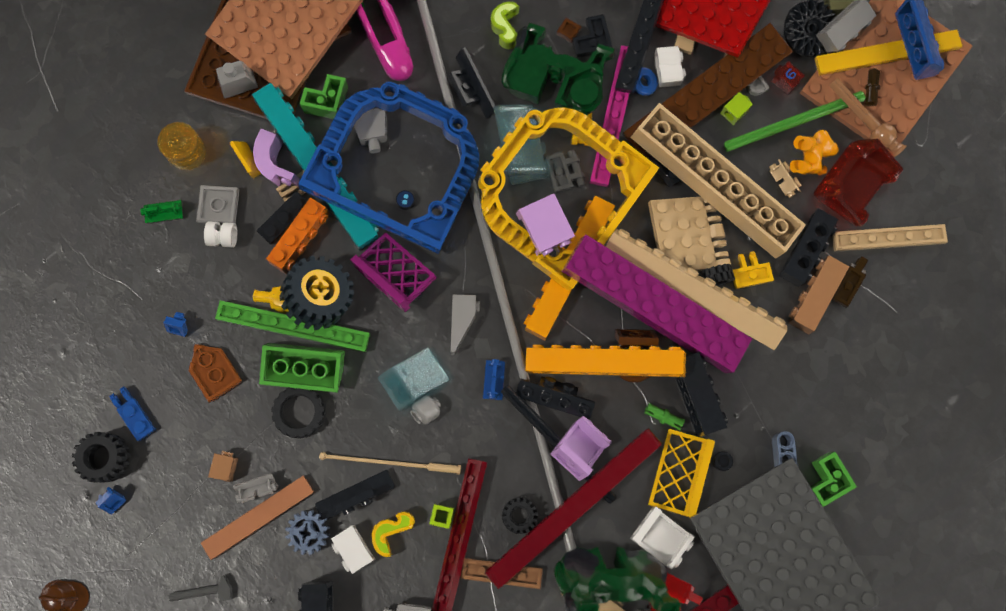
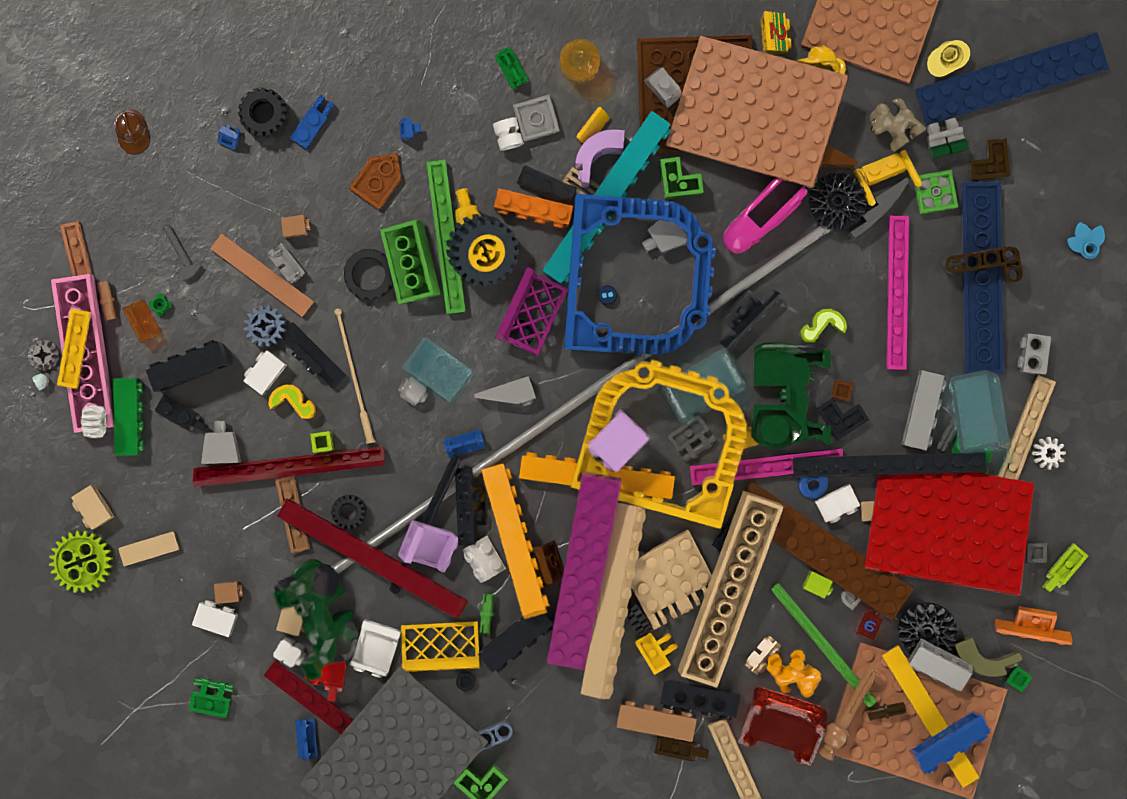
camera: 70 degrees right, 10 degrees up
(611, 401) = (483, 559): none -> white bracket

